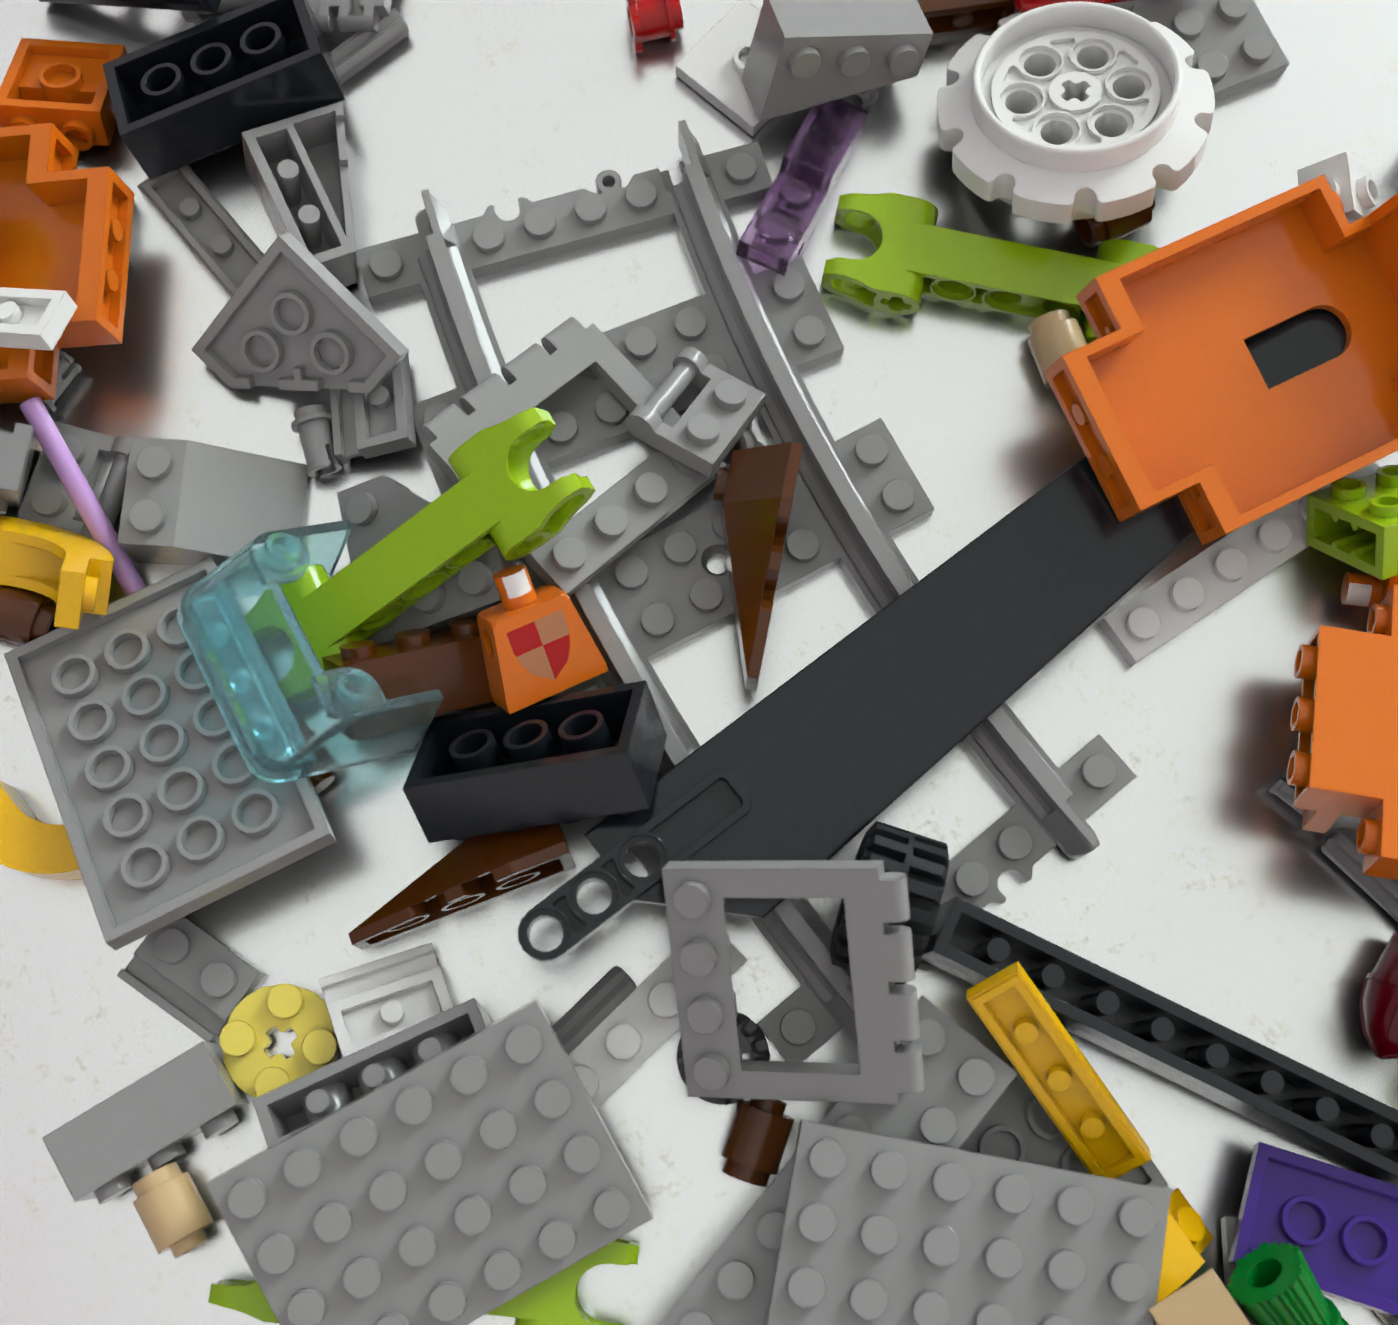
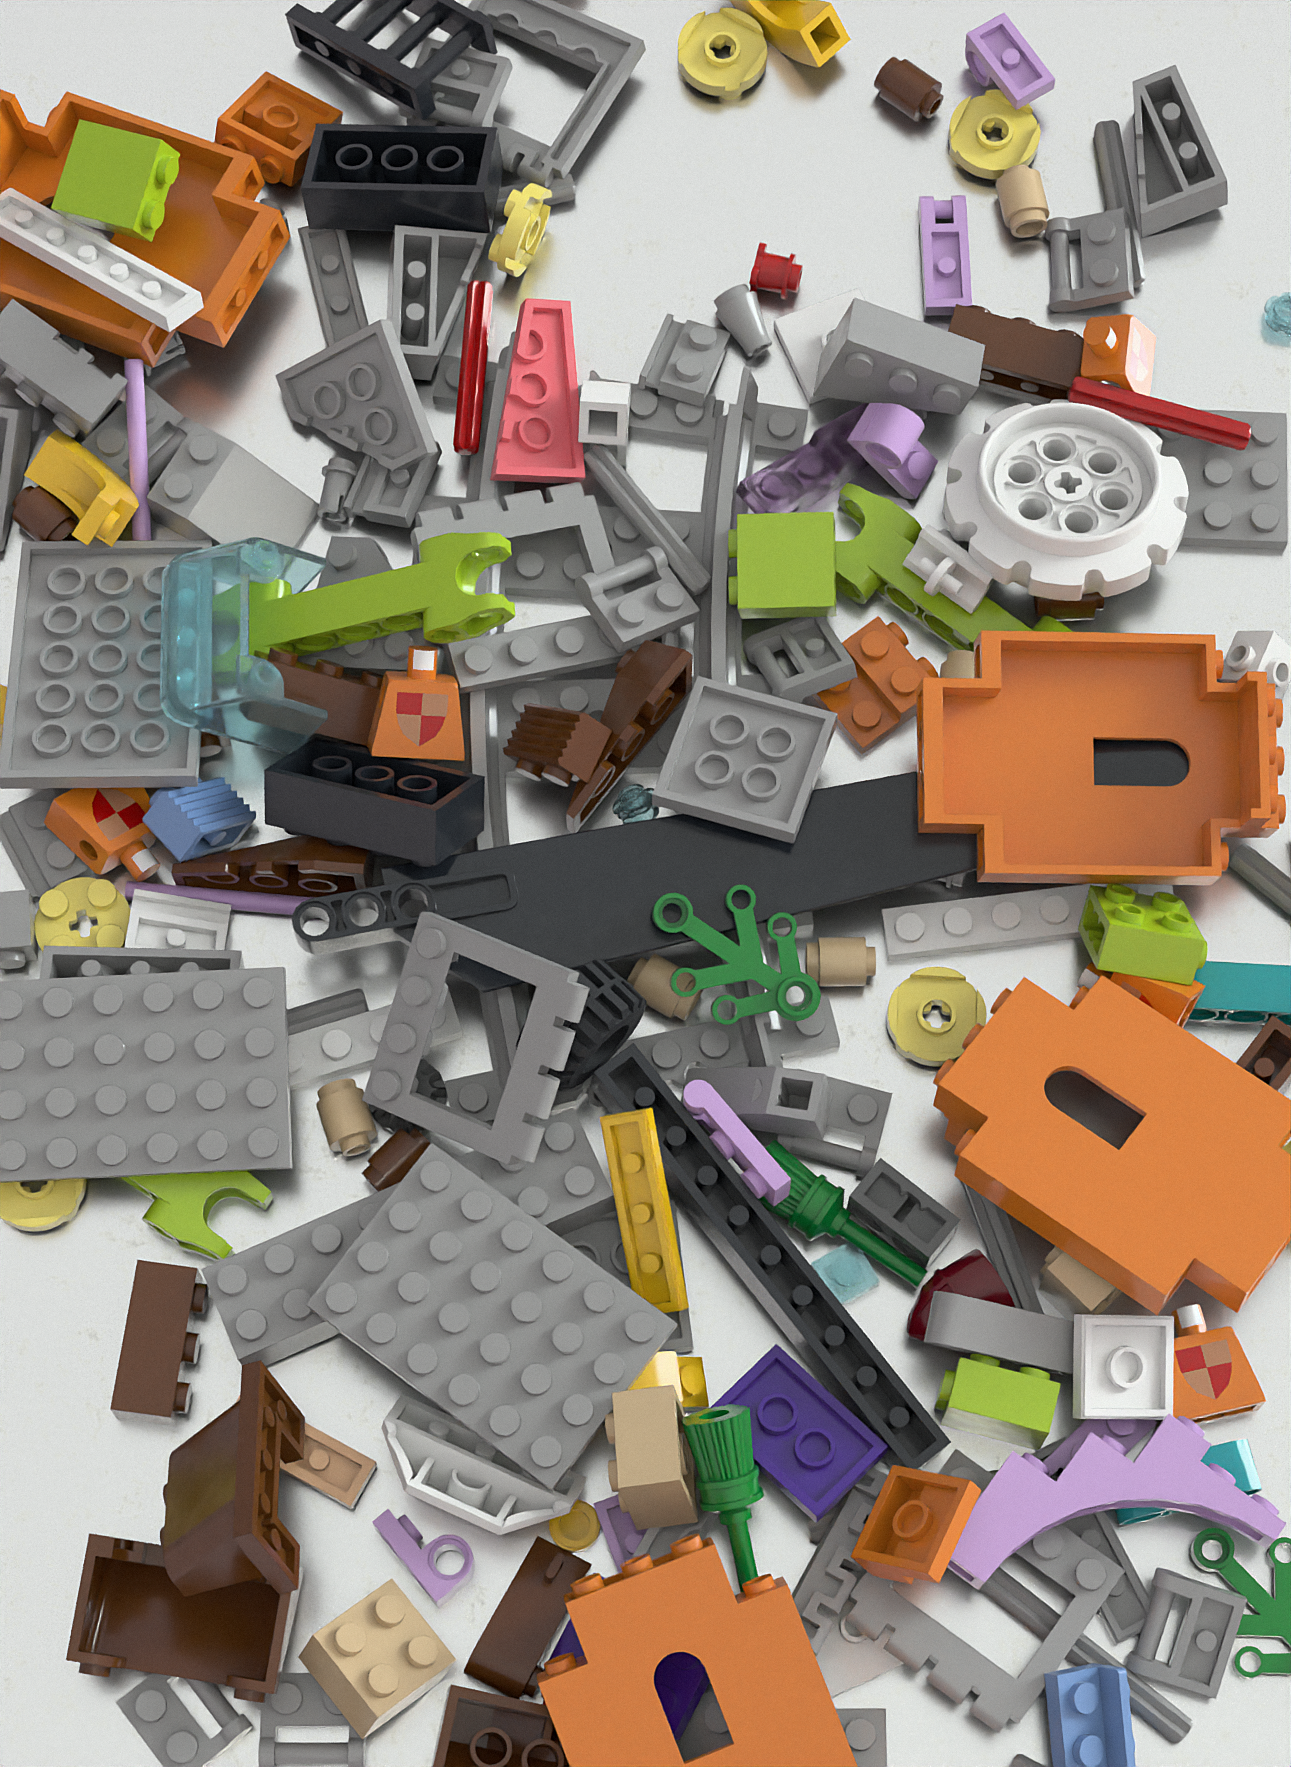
camera: 30 degrees right, 5 degrees down
(257, 929) = (106, 828): none -> orange torso
(353, 873) = (198, 818): none -> medium blue brick
(376, 80) = (523, 229): none -> light yellow plate
(398, 248) = (473, 368): none -> red axle
(434, 931) = (237, 899): none -> lavender bar
(491, 256) = (541, 400): none -> coral wing
(565, 242) = (605, 417): none -> white brick
(609, 145) = (684, 360): none -> light grey plate
(644, 77) = (743, 318): none -> light grey cone
(658, 323) = (647, 519): none -> light grey axle
(673, 1118) = (345, 1117): none -> tan brick
(698, 605) = (556, 744): none -> reddish brown brick
(808, 630) = (635, 804): none -> clear light blue plate
(832, 305) = (784, 565): none -> lime brick
(866, 135) = (890, 444): none -> lavender plate
(898, 382) = (812, 650): none -> light grey plate
(908, 530) = (745, 759): none -> light grey plate
(935, 808) = (652, 983): none -> tan brick
(969, 389) = (884, 687): none -> orange plate
(997, 234) = (948, 568): none -> white hips
(1016, 746) = (743, 961): none -> green plant
(1093, 693) = (840, 961): none -> tan brick
(1100, 885) = (772, 1097): none -> light grey slope
(1120, 950) = (736, 1141): none -> lavender plate
(1169, 847) = (854, 1113): none -> light grey plate
(1202, 731) = (915, 997): none -> light yellow plate
(1213, 967) = (818, 1209): none -> green piece
(1271, 1017) = (846, 1273): none -> clear light blue plate
(1307, 932) = (902, 1214): none -> dark grey brick

